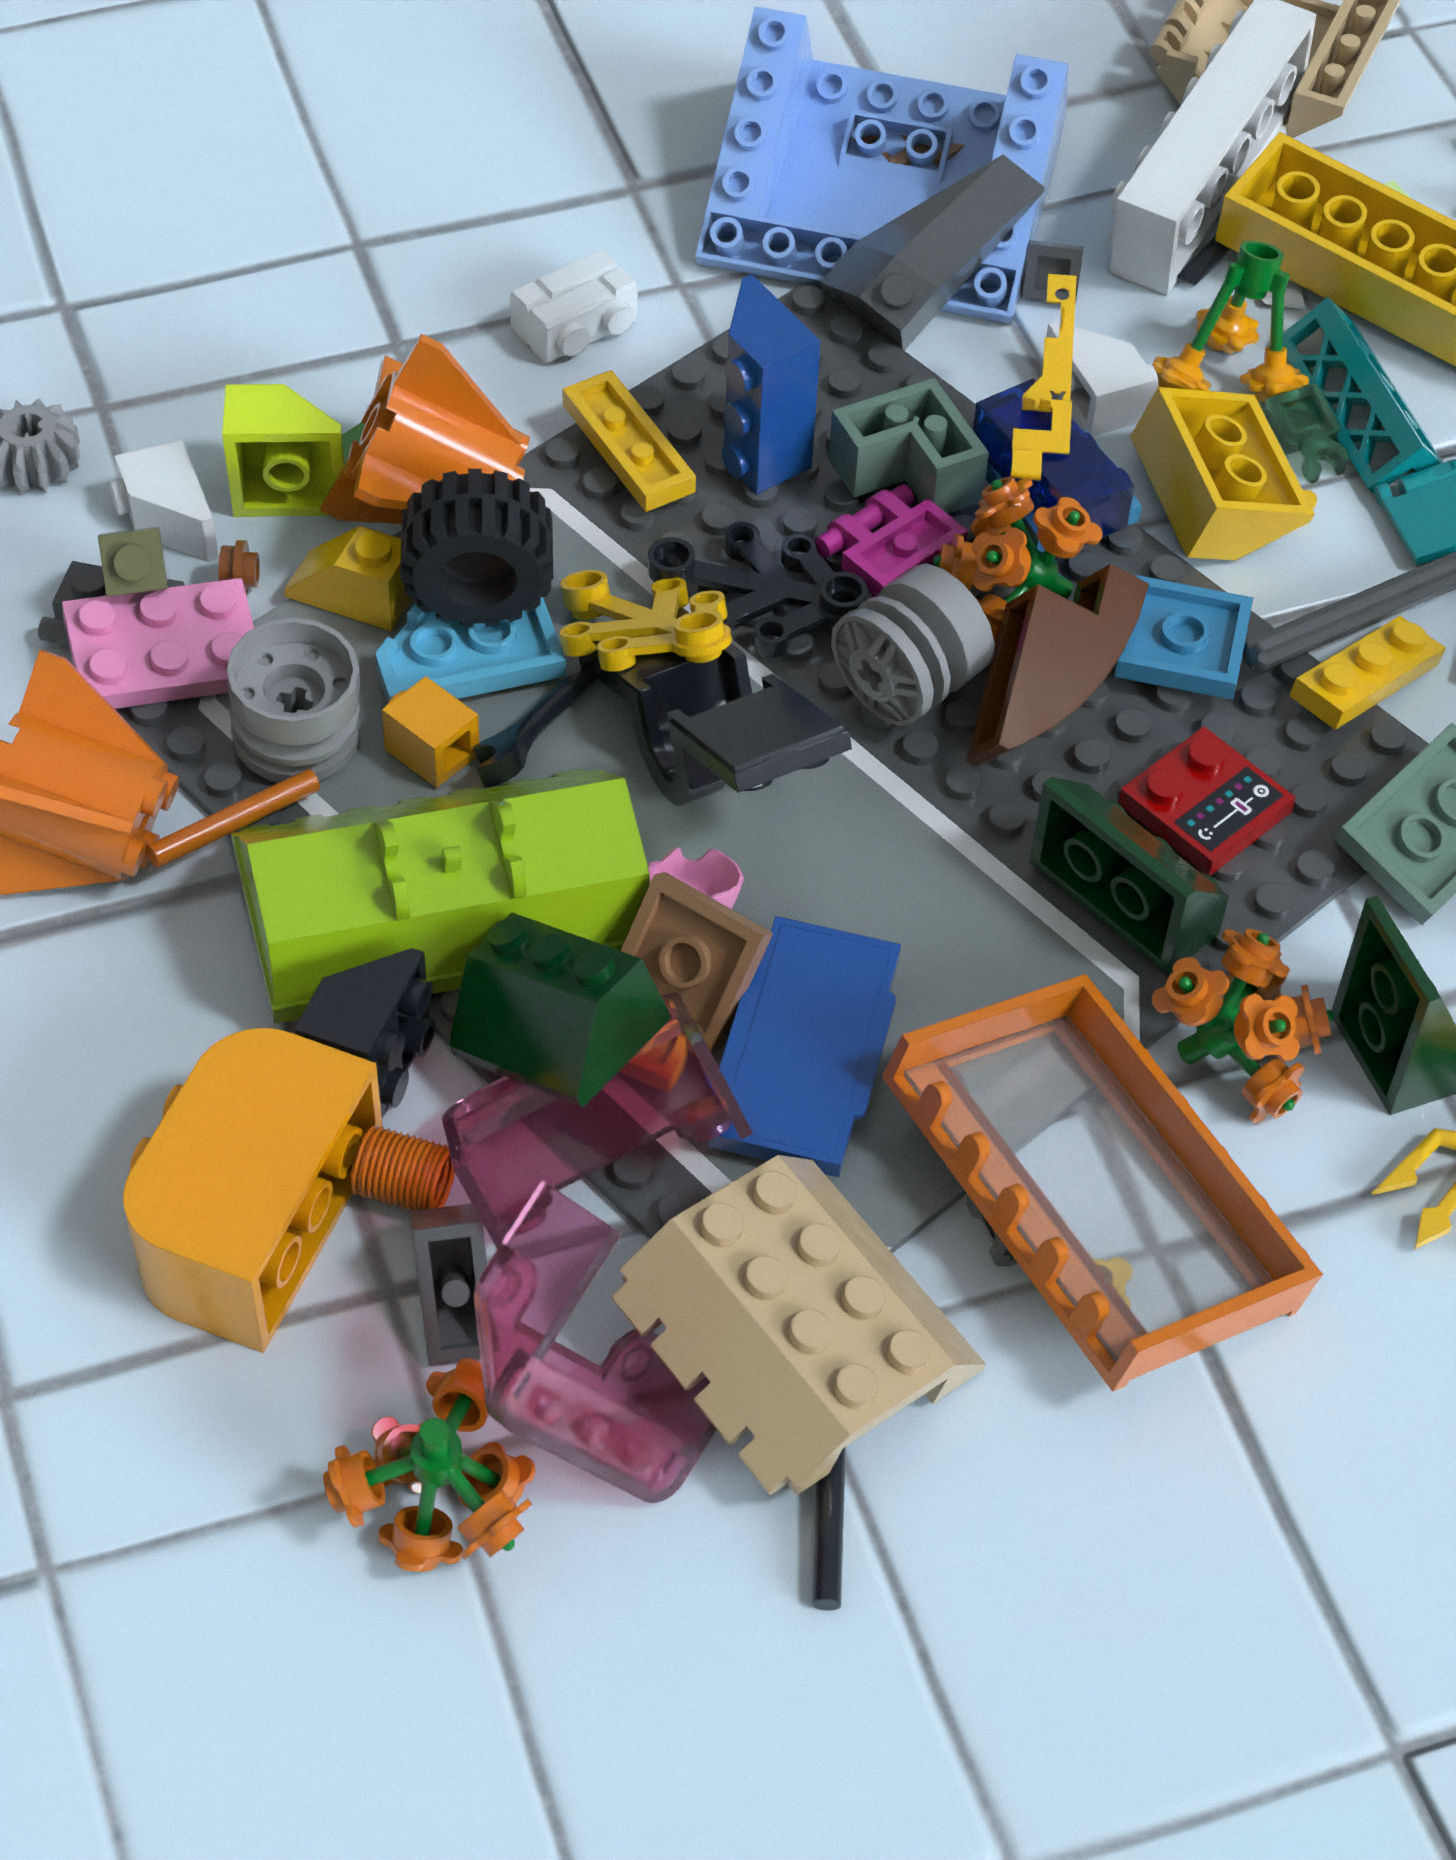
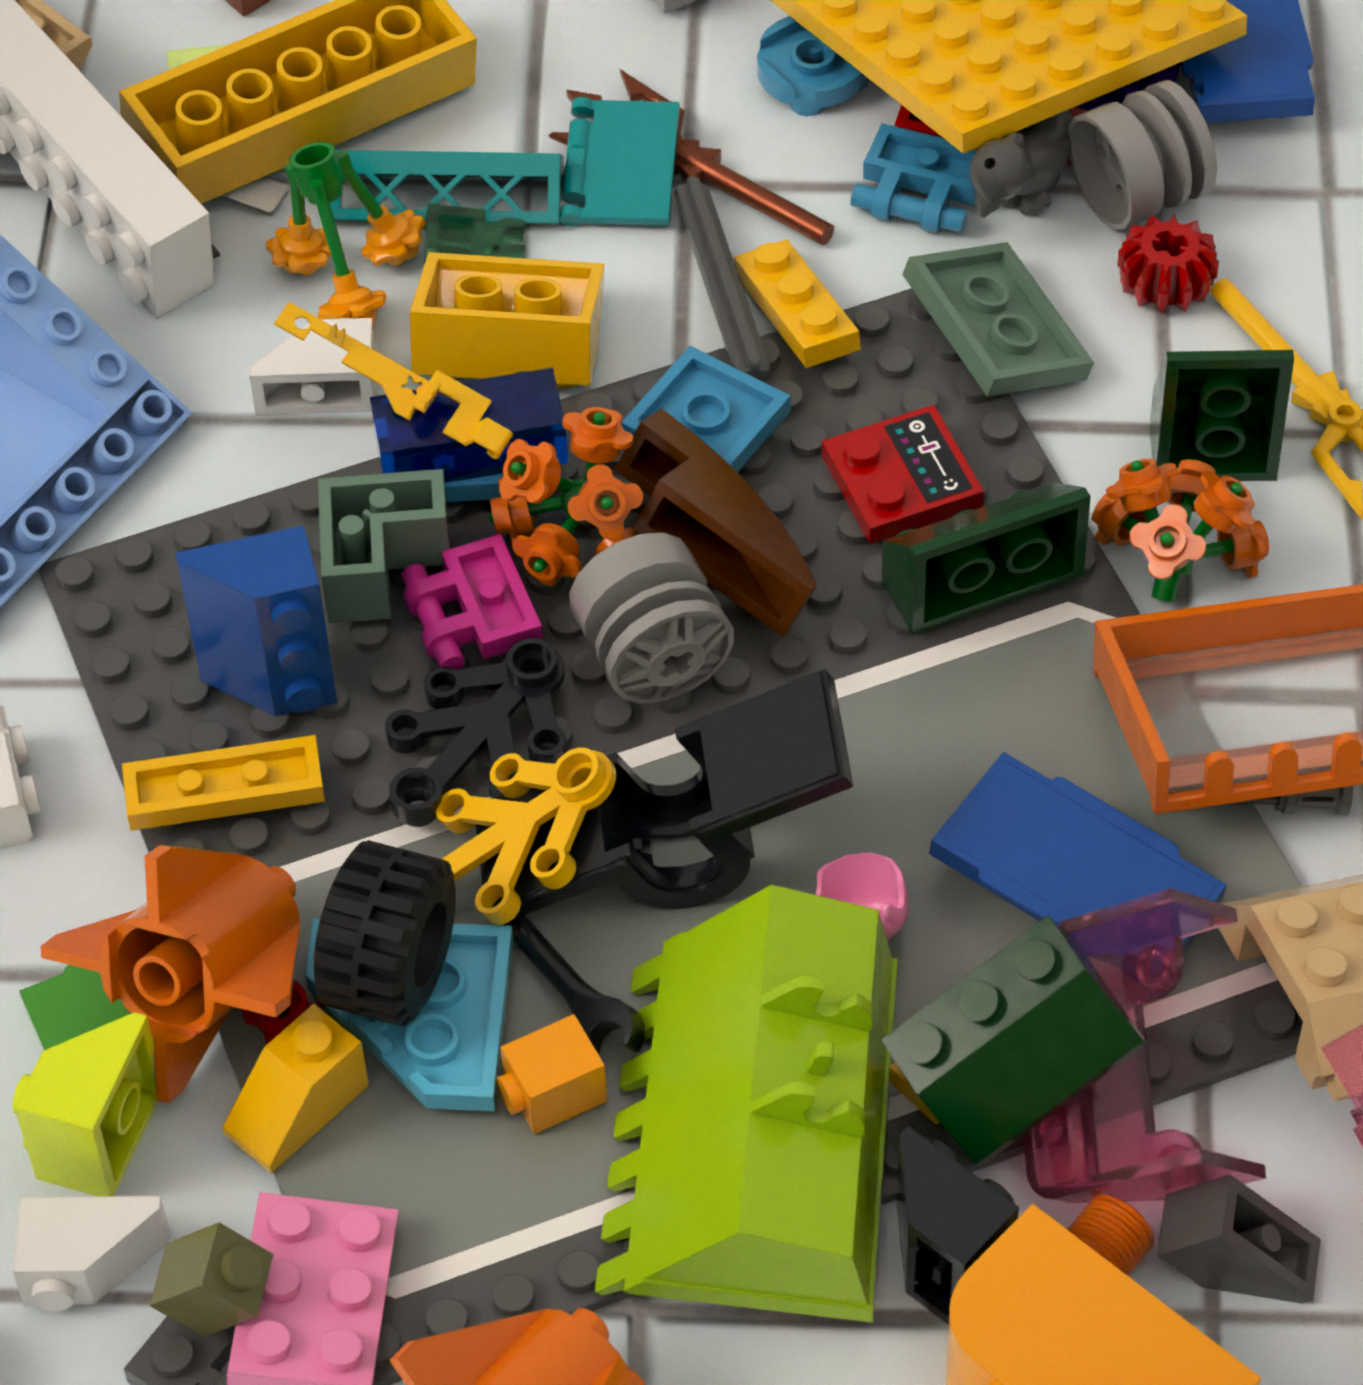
camera: 65 degrees left, 0 degrees up
(232, 818) = (589, 1271): orange bar -> none
(239, 563) = (221, 1200): dark orange plate -> none
(294, 699) = (482, 1176): light grey wheel -> none
(697, 951) = (953, 917): medium nougat plate -> none
(921, 258) = (105, 441): dark grey wedge -> none
(1047, 259) = (159, 348): dark grey tile -> none

